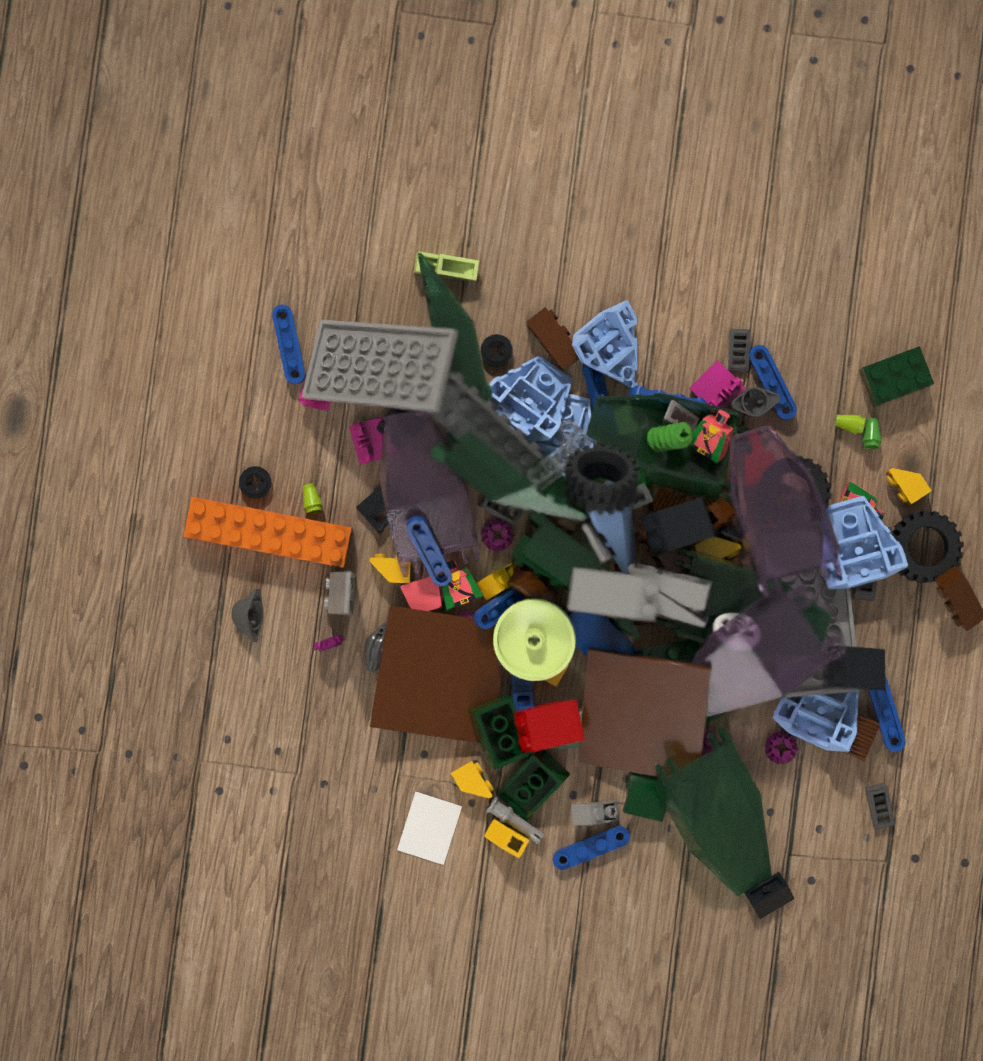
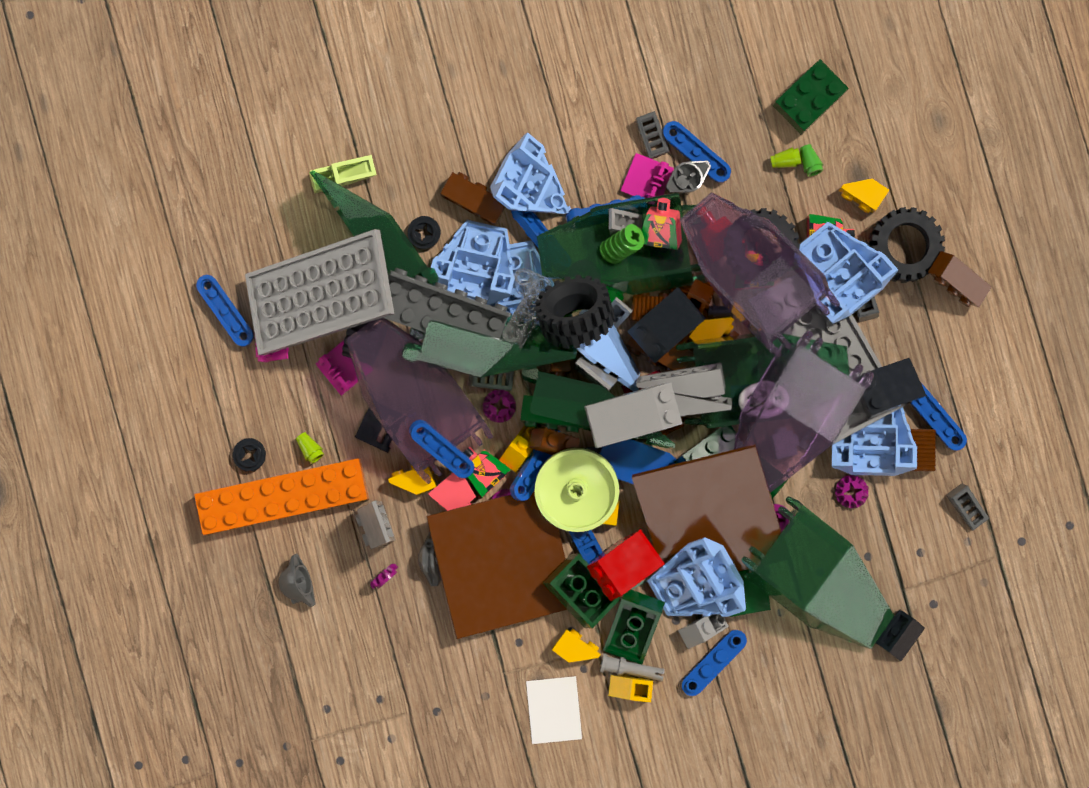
camera: 25 degrees left, 0 degrees up
(609, 769) = (700, 582): none -> light blue wedge

